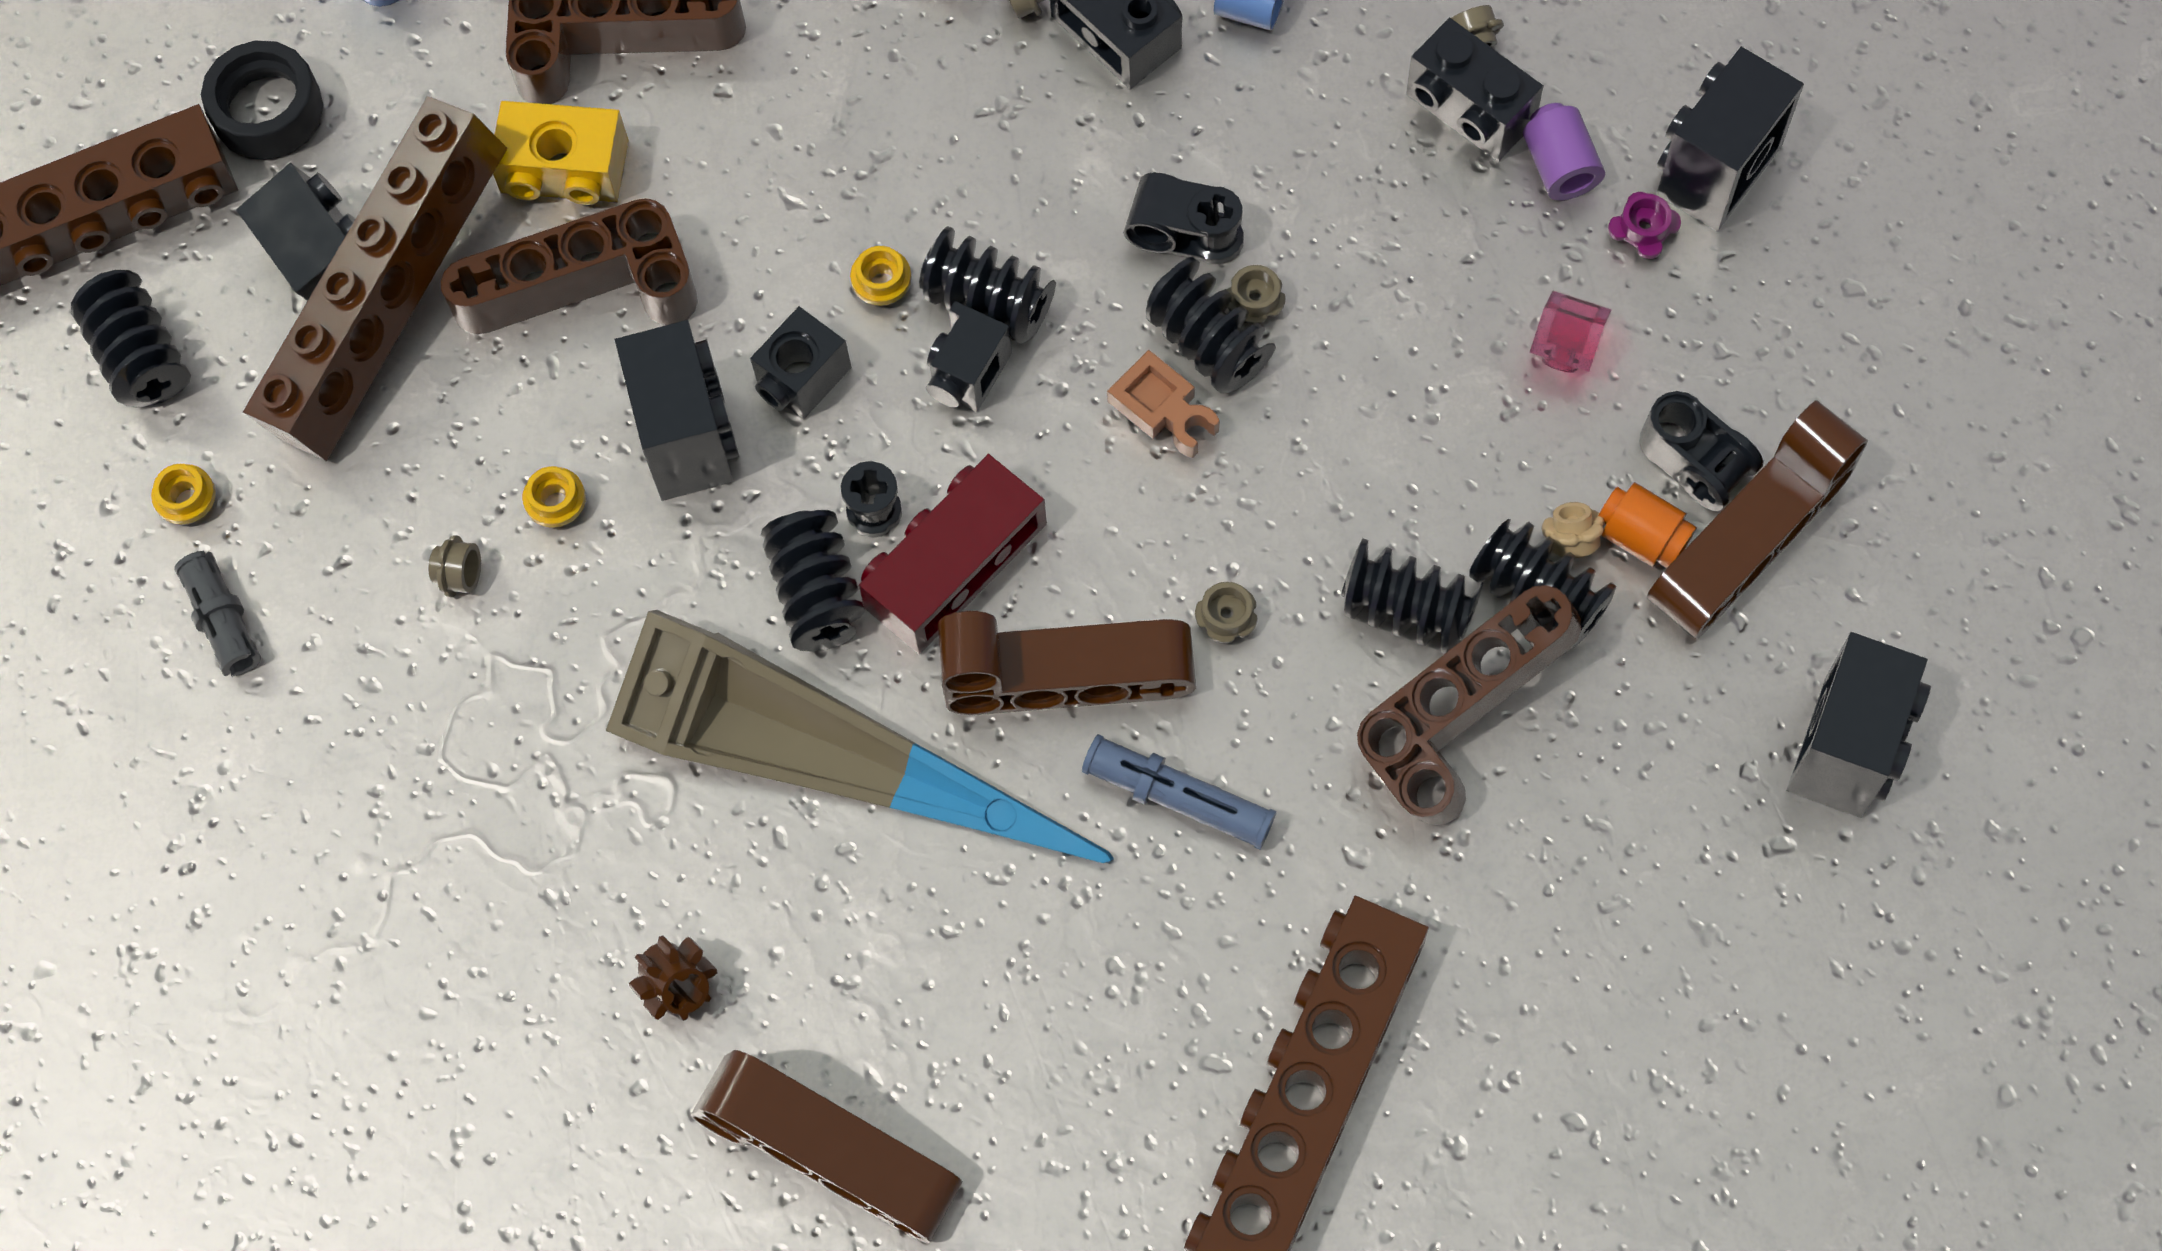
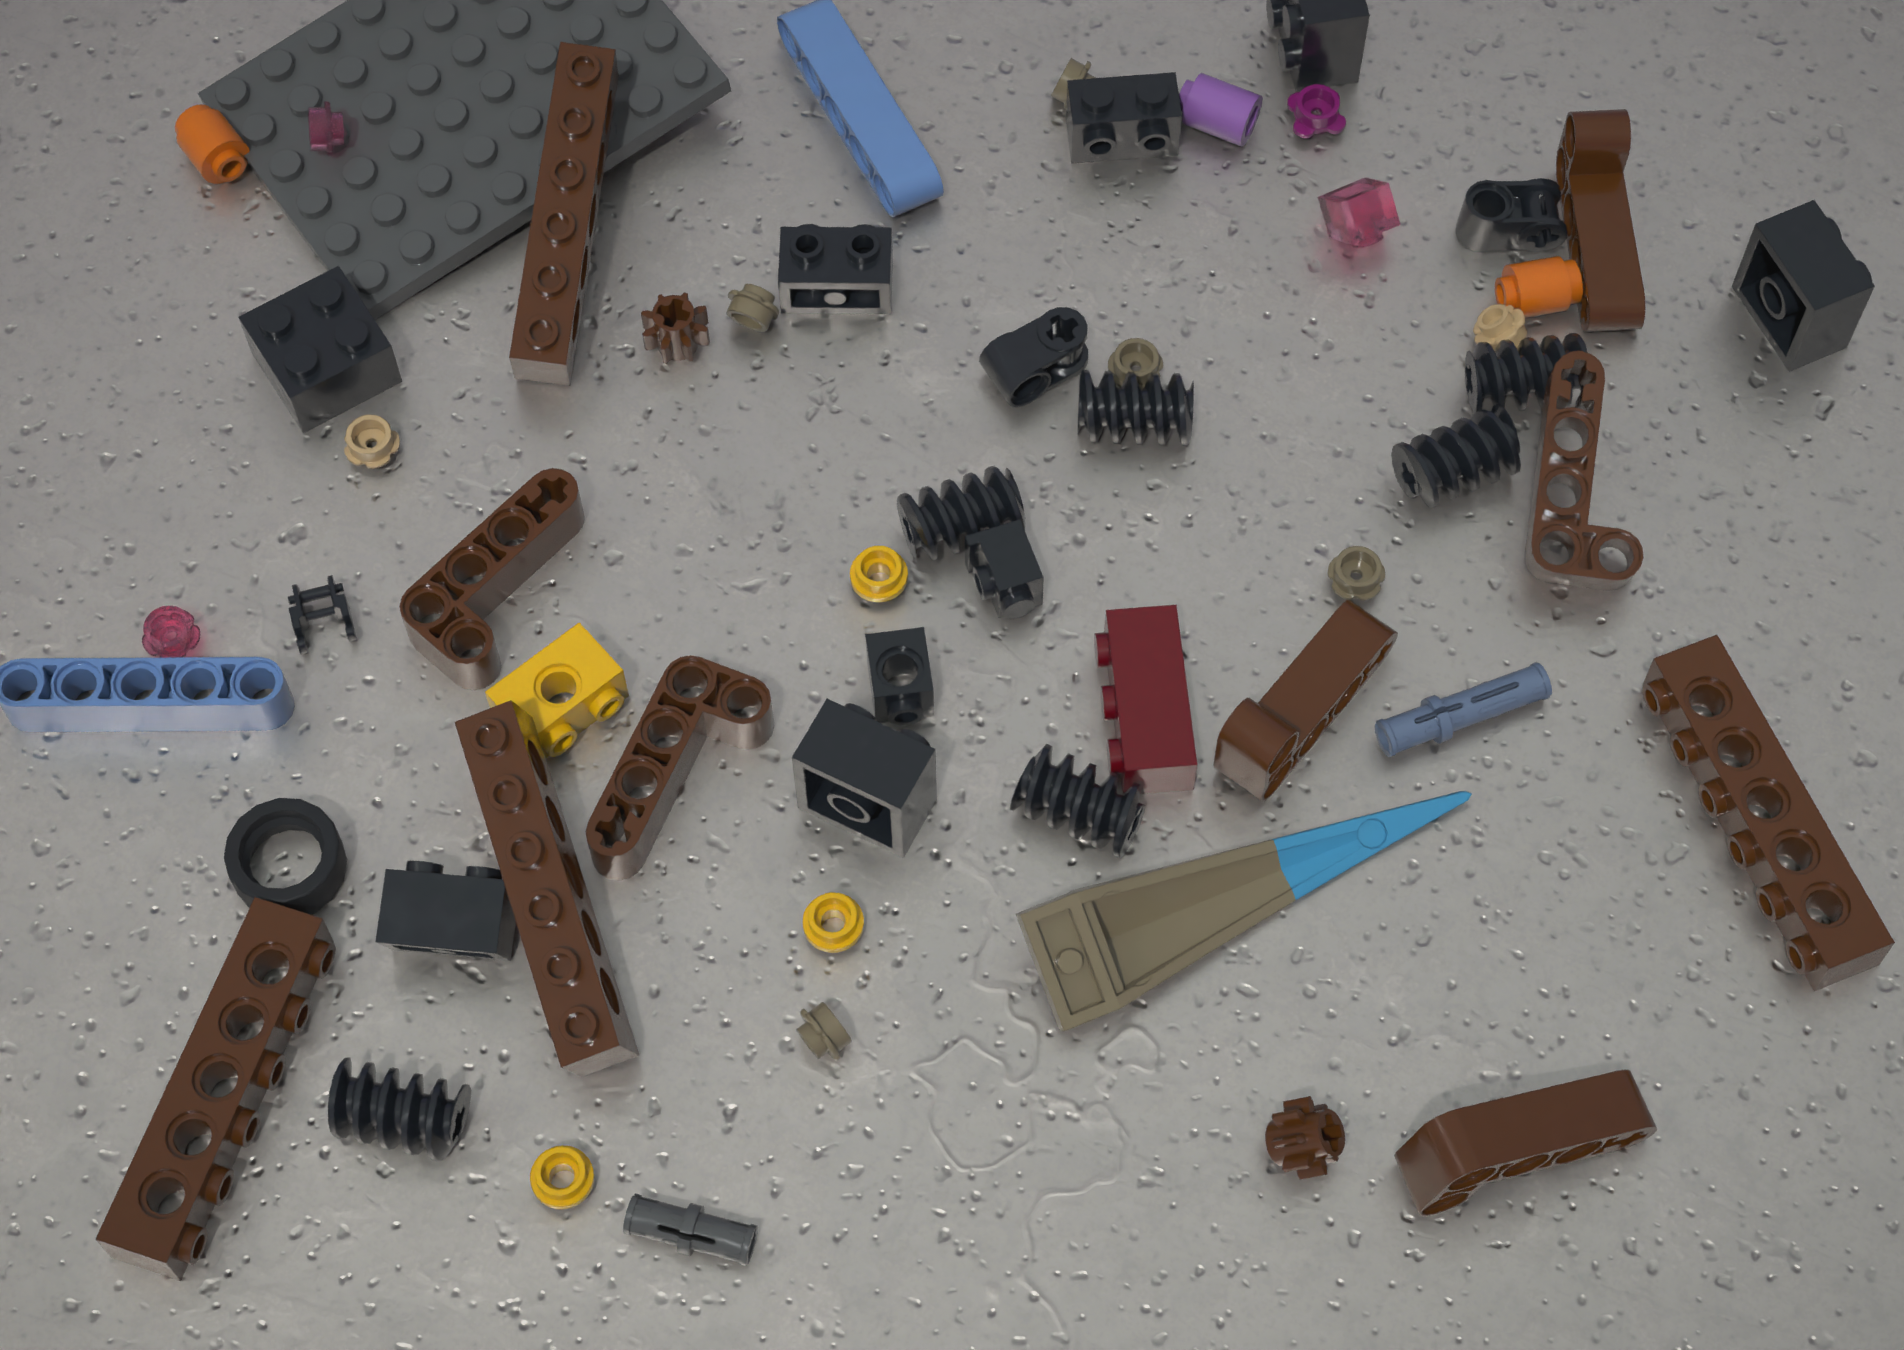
camera: 50 degrees left, 5 degrees down
(856, 488) = (1051, 700): black bush -> none
(1159, 398) = (1155, 485): nougat plate -> none

